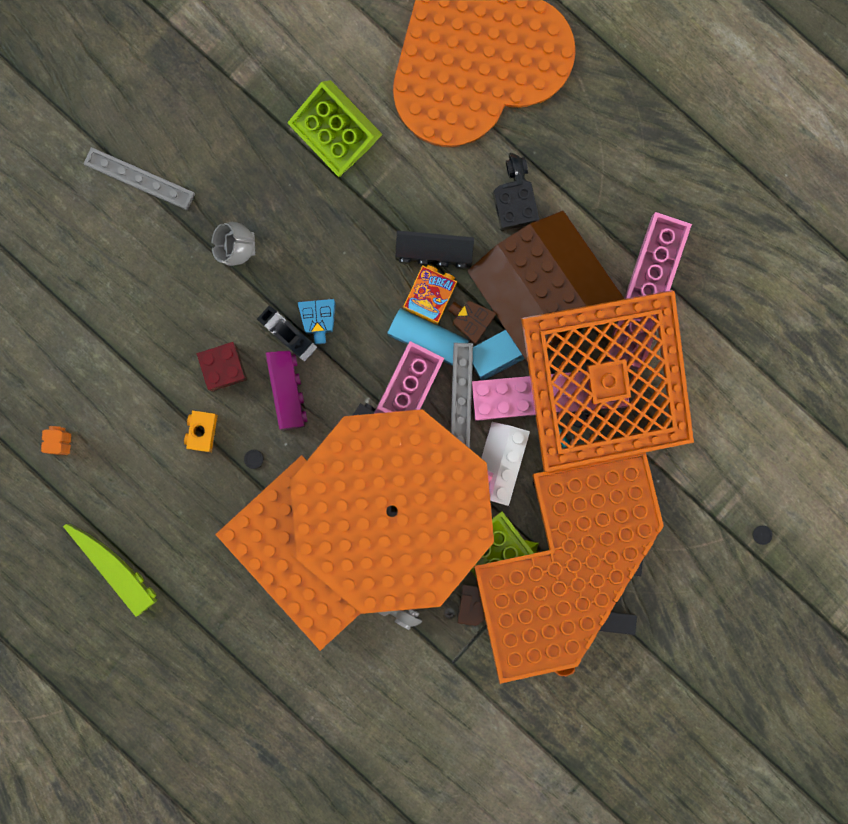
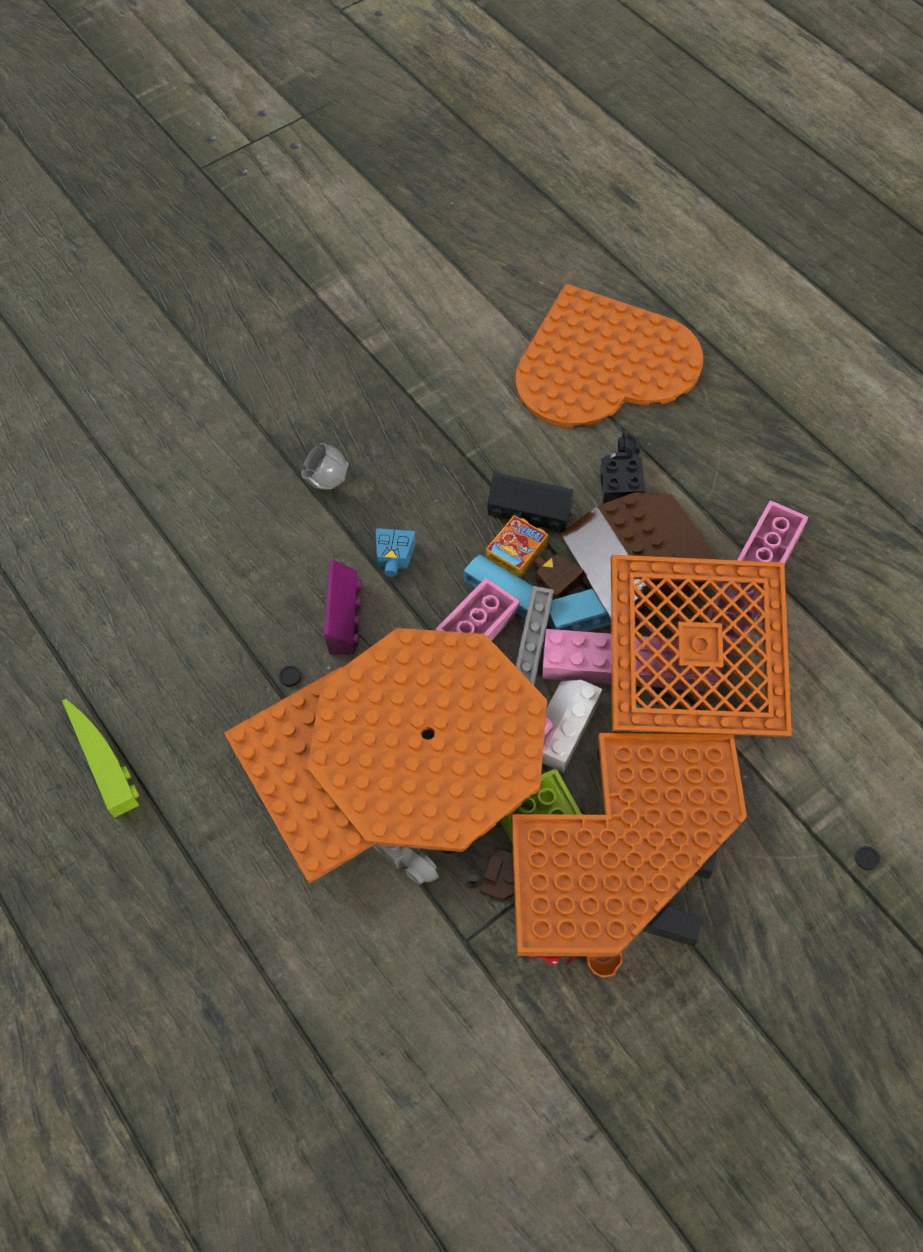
camera: 15 degrees right, 25 degrees down
(56, 441) = (85, 616): orange brick -> none
(139, 178) = (250, 408): light grey tile -> none
(205, 442) = (241, 647): light orange brick -> none
(221, 366) = (281, 577): dark red brick -> none
(286, 333) = (356, 556): black arch -> none
(334, 127) = (451, 391): lime slope -> none

